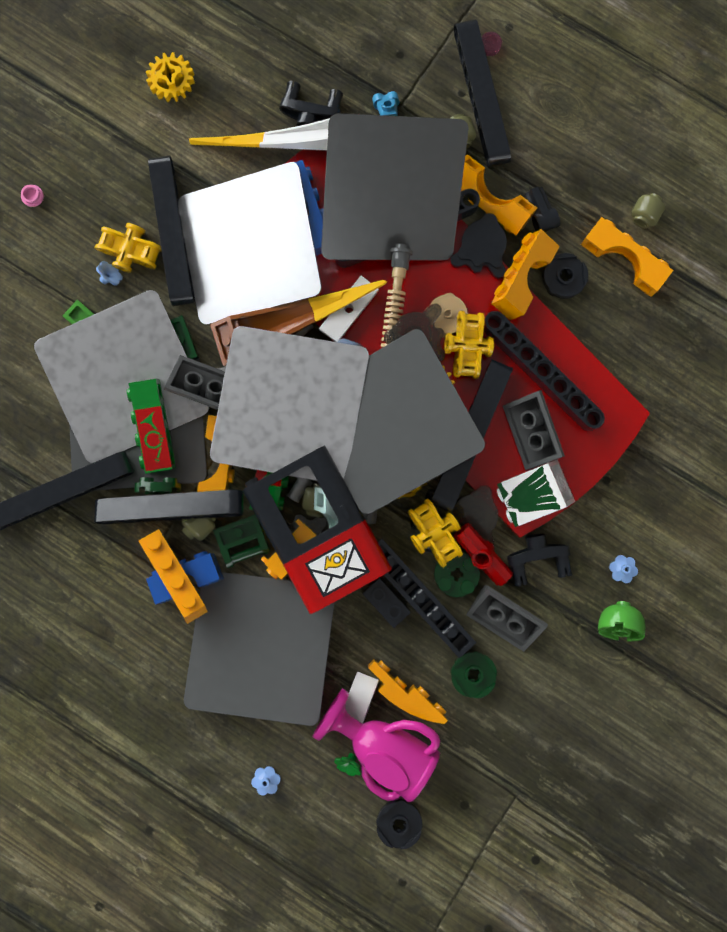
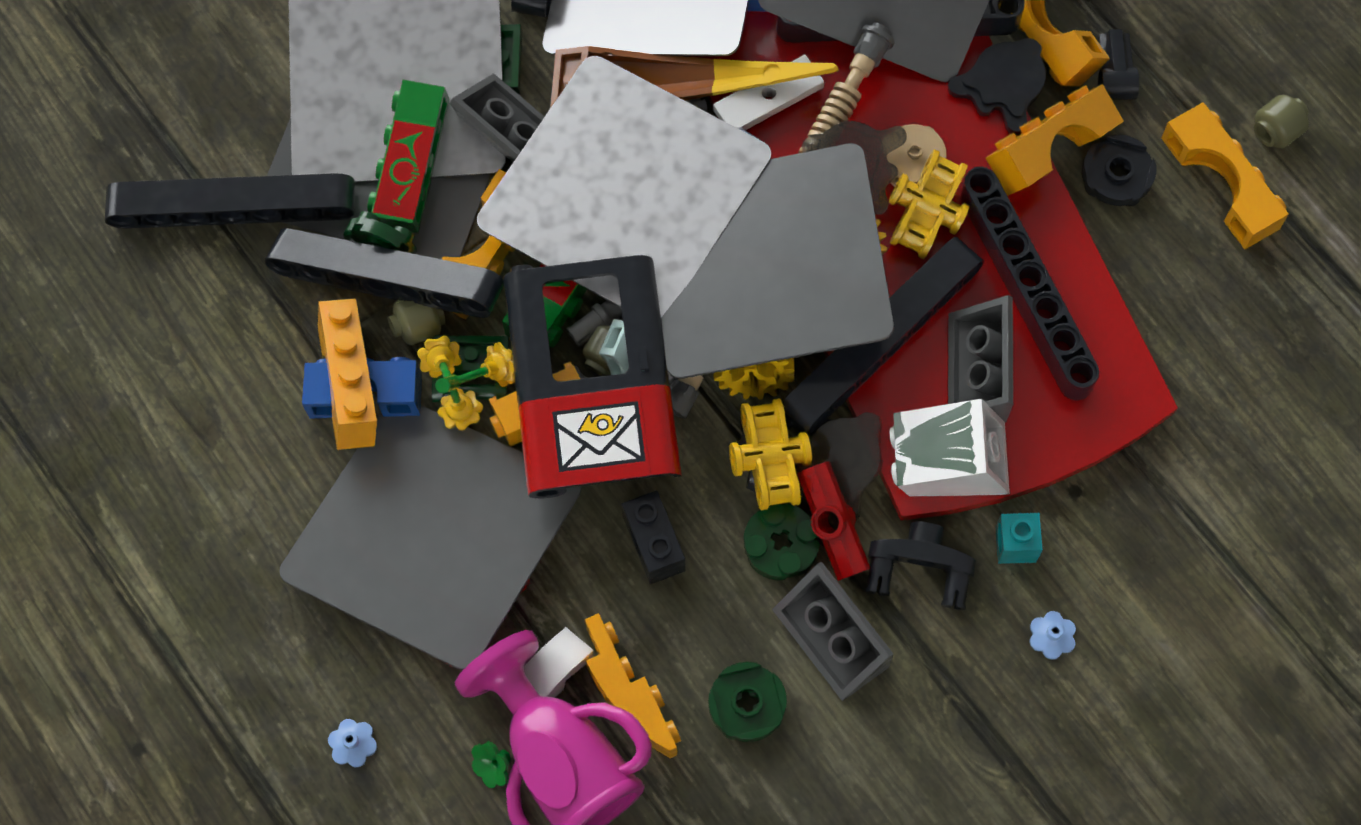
camera: 25 degrees right, 15 degrees down
(245, 568) = (441, 357): none -> yellow plant
(426, 603) = (714, 558): black brick -> none
(588, 524) = (1018, 538): none -> teal brick
(622, 621) = (1015, 707): bright green cylinder -> none

